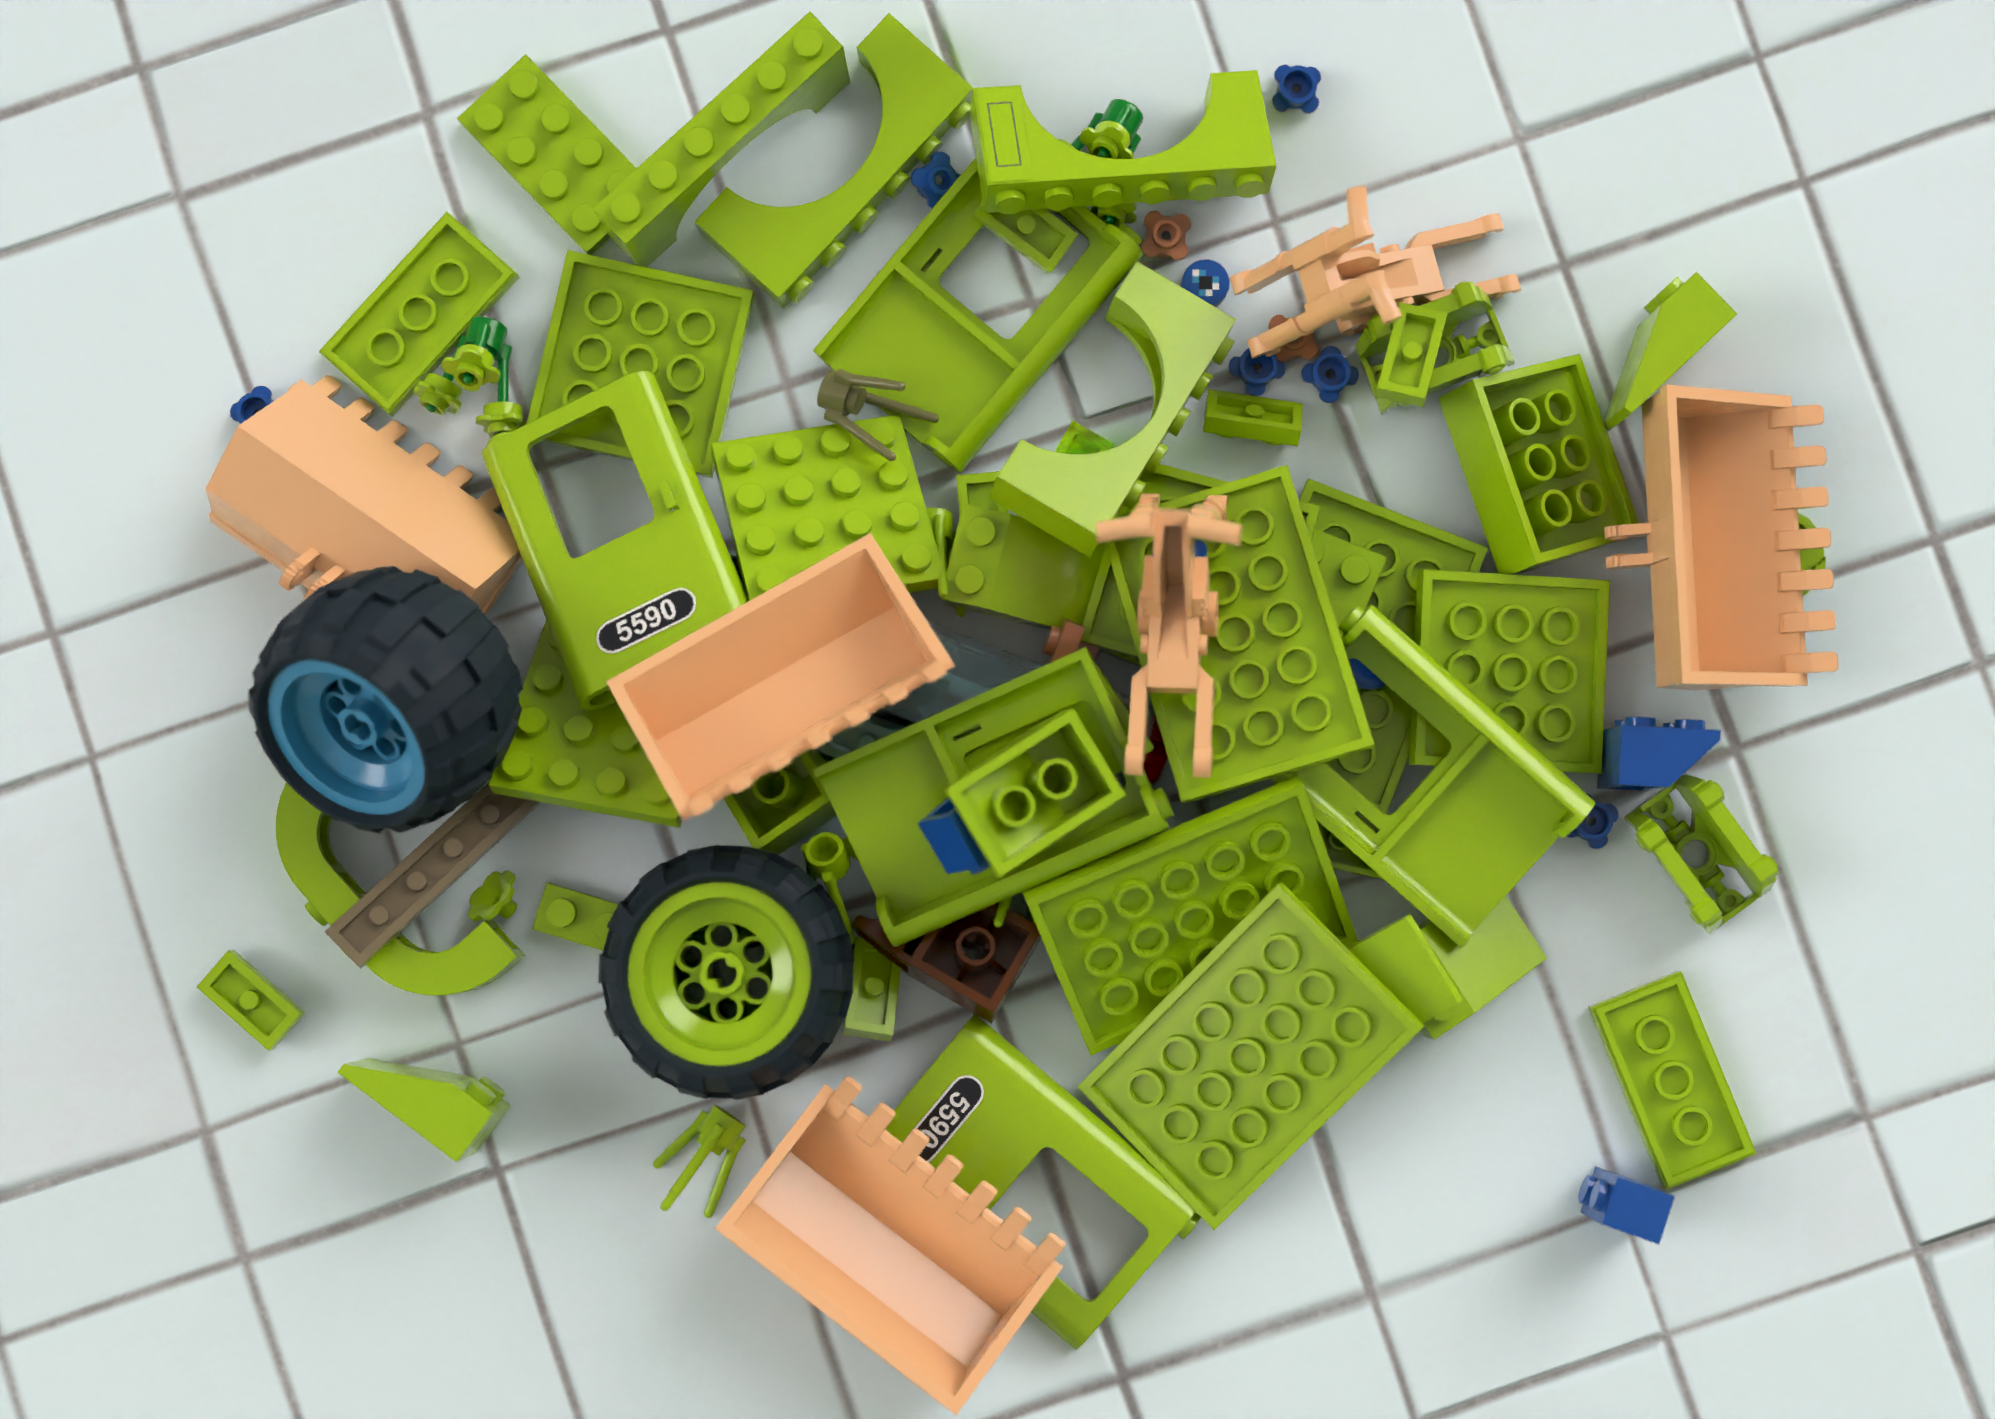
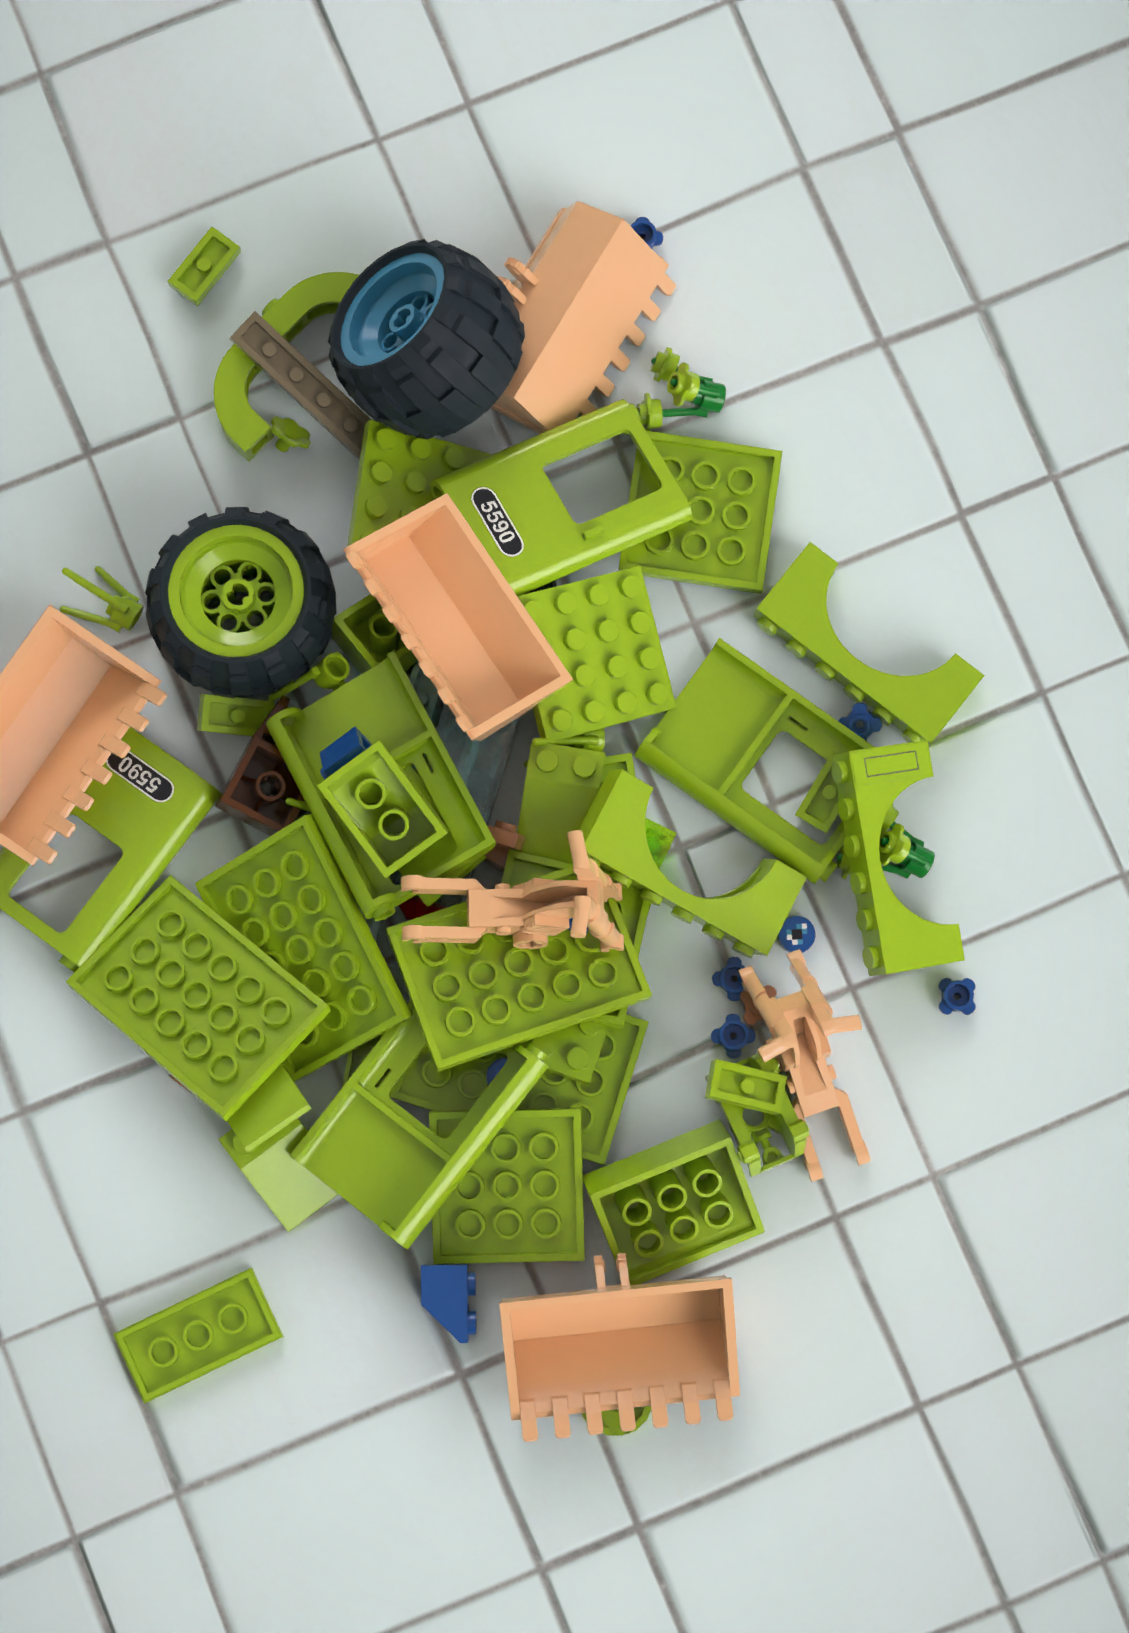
camera: 75 degrees right, 5 degrees down
(418, 313) = (727, 347): lime tile -> none
(441, 1106) = (132, 404): lime slope -> none
(548, 149) = (856, 439): lime plate -> none
(574, 916) = (280, 491): lime plate -> none
(793, 75) = (818, 507): lime arch -> none
(843, 395) = (685, 664): olive plant -> none
(1156, 245) = (824, 909): nougat plate -> none
(1253, 418) = (693, 976): lime plate -> none
(1597, 833) = (387, 1265): blue plate -> none
(1625, 1204) = (99, 1295): blue brick -> none
(1678, 326) = (780, 1297): lime slope -> none
(1724, 844) = (357, 1330): lime piece -> none

